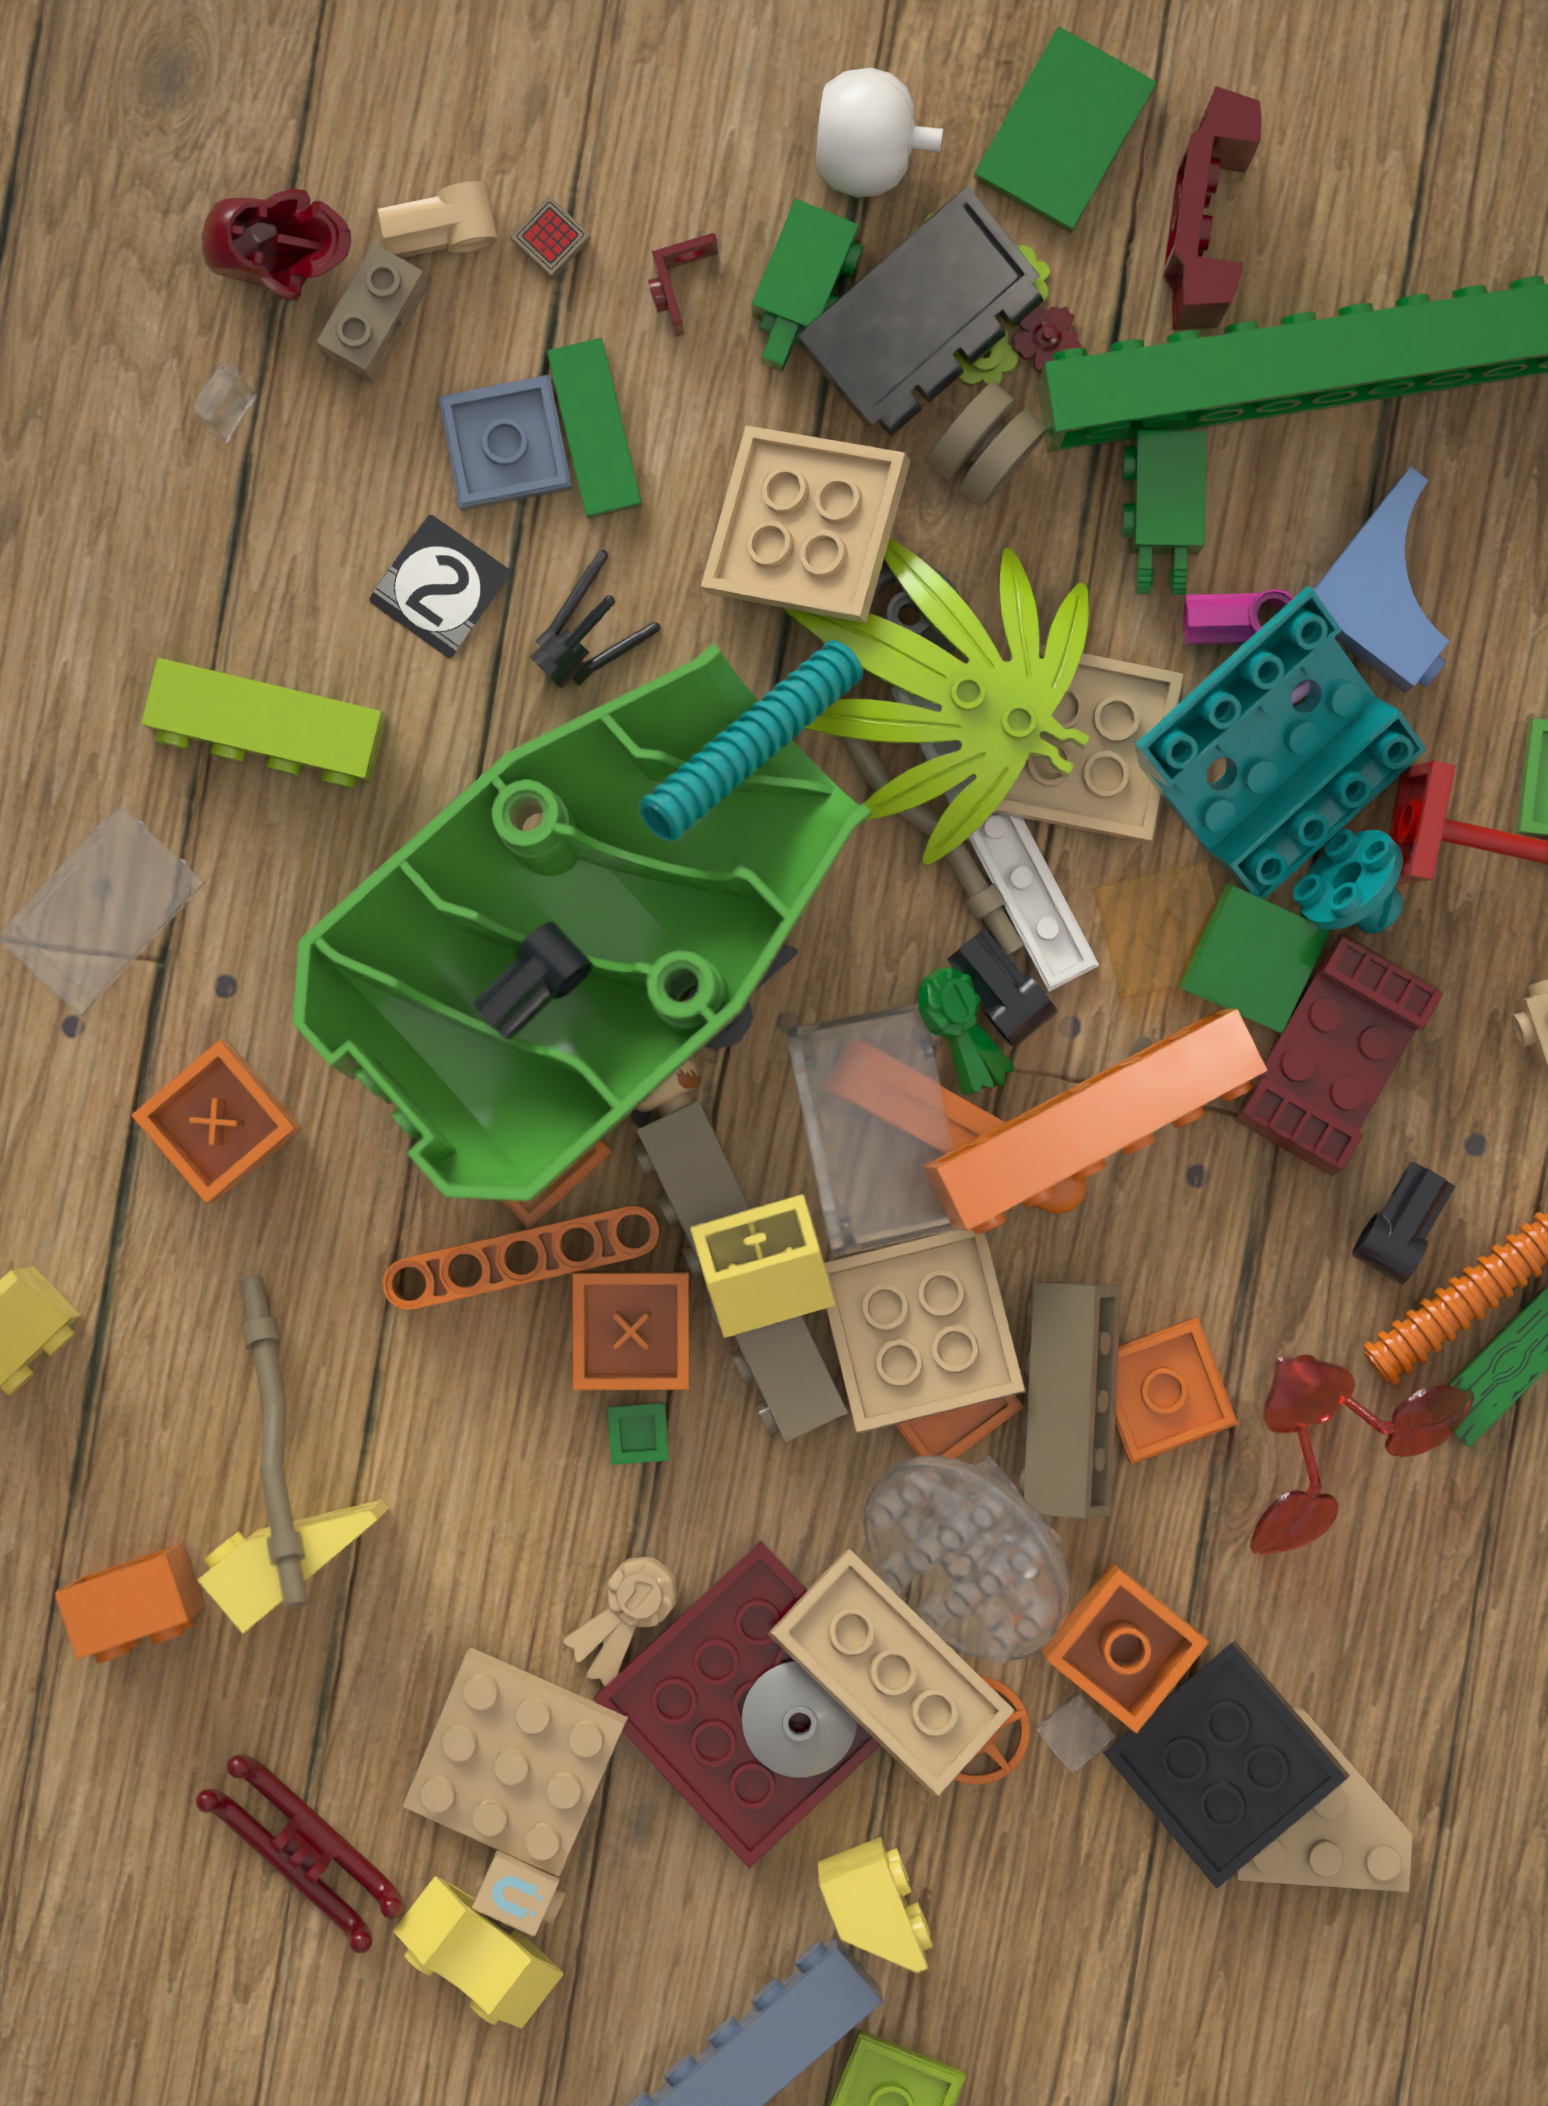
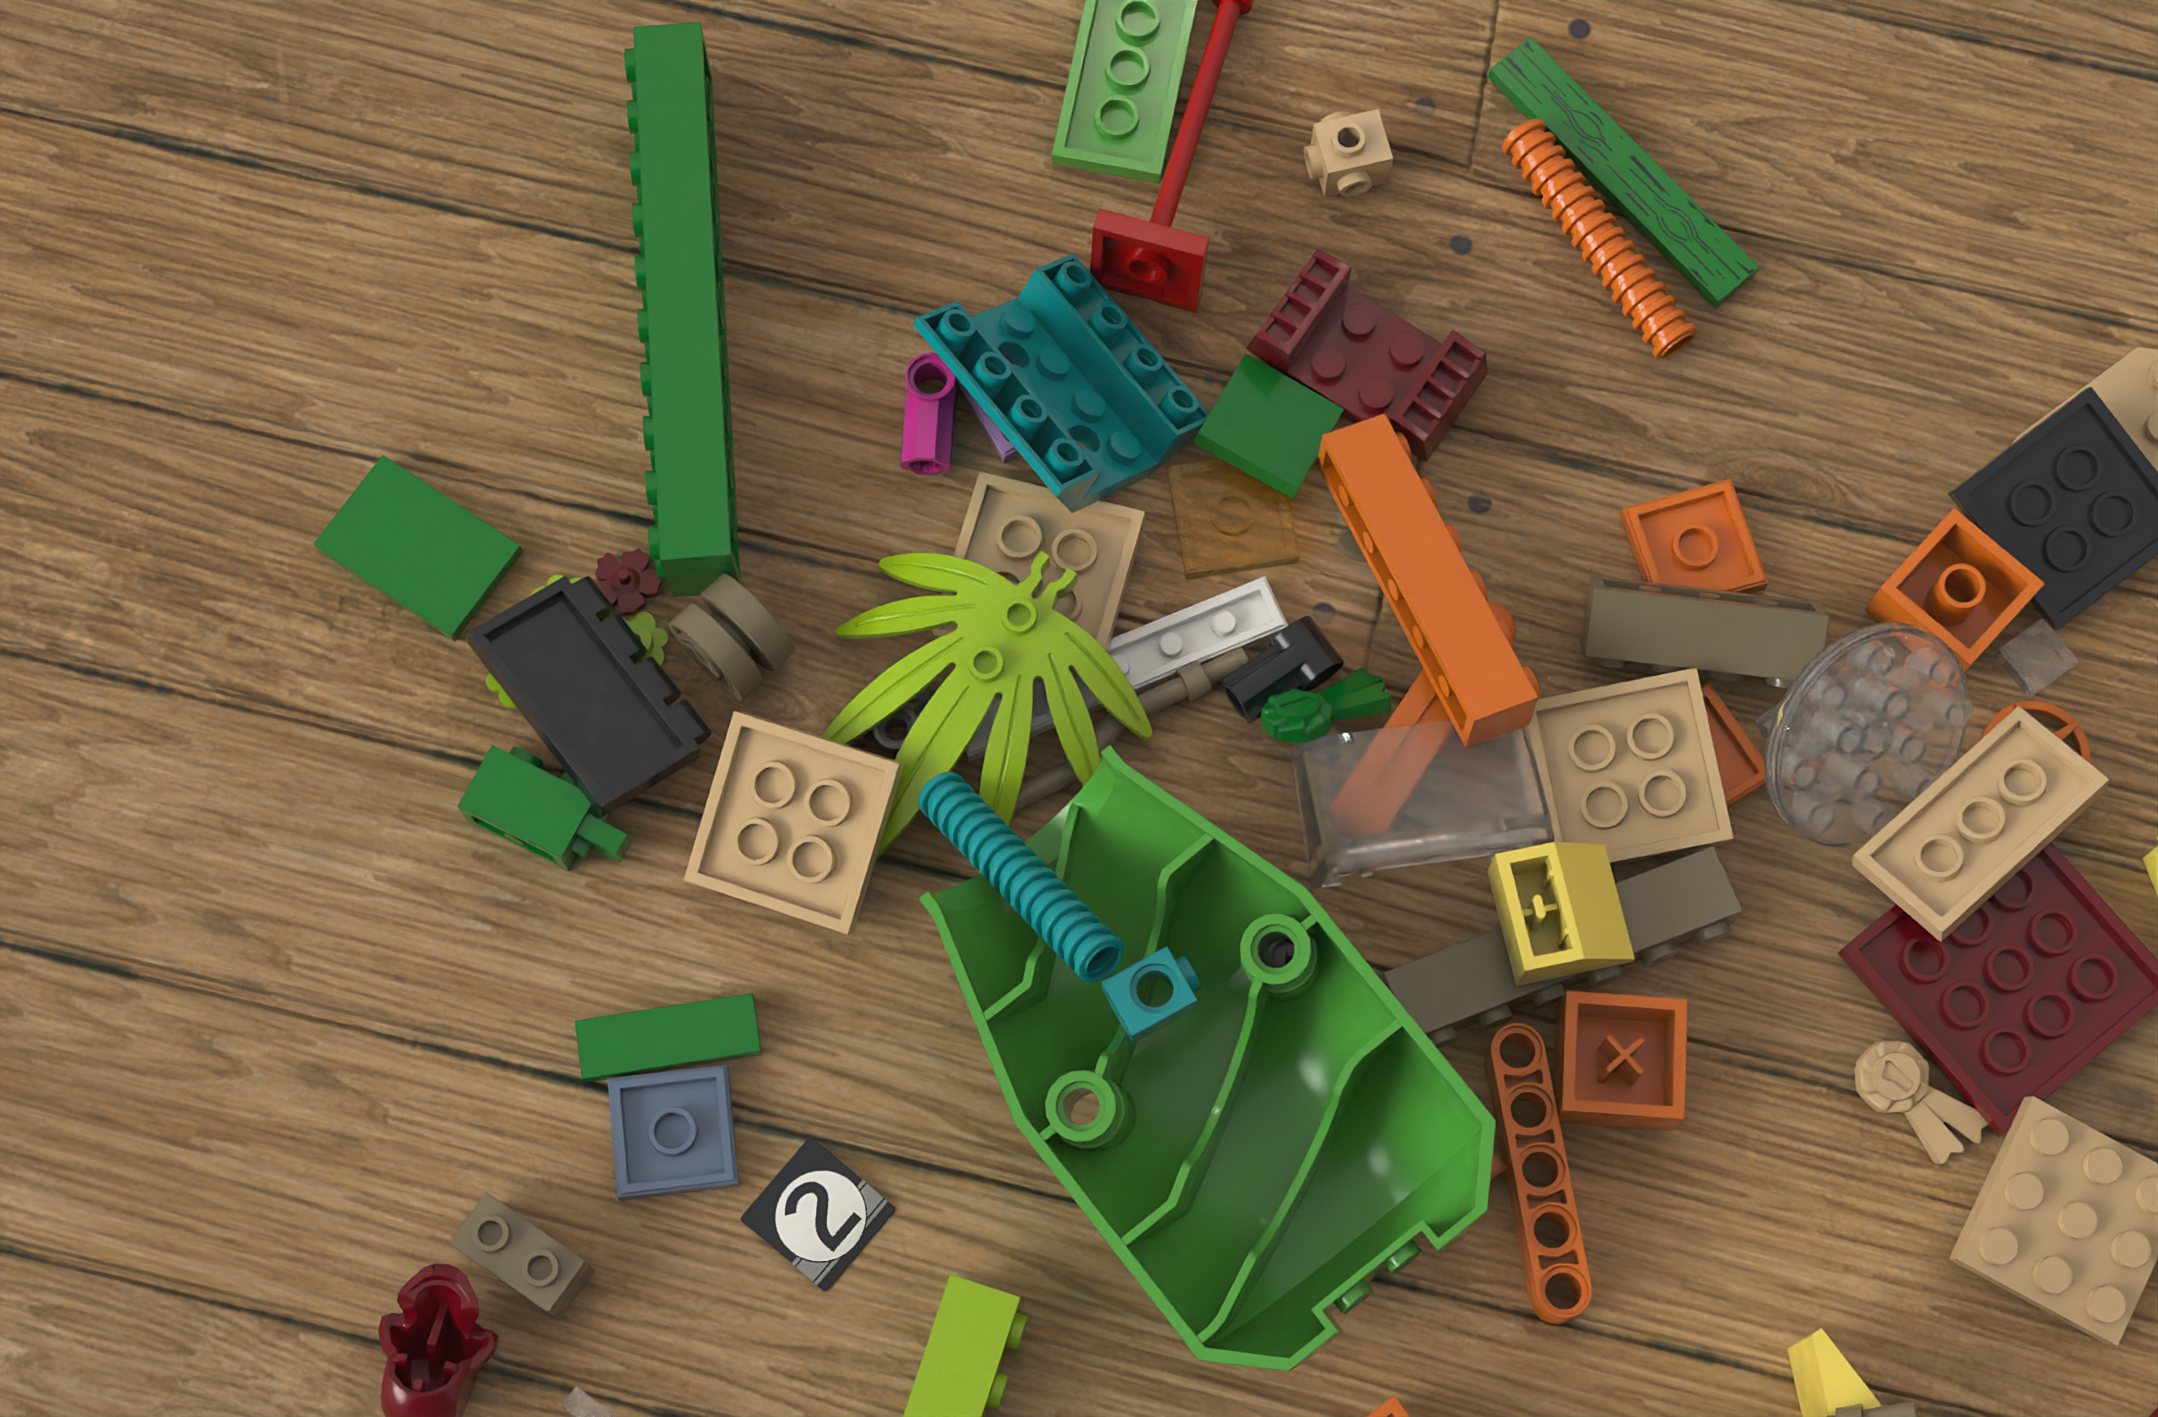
camera: 85 degrees left, 15 degrees down
(454, 220) = (431, 1165): tan piece -> none
(544, 970) = (1247, 1106): black piece -> none
(550, 237) = (462, 1068): tile -> none
(563, 654) = (904, 1085): black plant -> none
(625, 852) = (1139, 1019): none -> teal brick
(638, 1433) = (1727, 1064): green tile -> none
(672, 257) = (530, 952): dark red bracket -> none
(765, 1724) = (2020, 949): light grey dish -> none
(868, 132) = (398, 731): white piece -> none
(1165, 503) = (808, 476): green hinge -> none
(1224, 141) = (536, 429): dark red plate -> none
(1310, 1394) = (1714, 397): clear red plant -> none
(1353, 883) = (1199, 326): teal plate -> none
(1373, 597) = (901, 286): medium blue arch -> none
(1396, 1237) = (1549, 317): black piece -> none

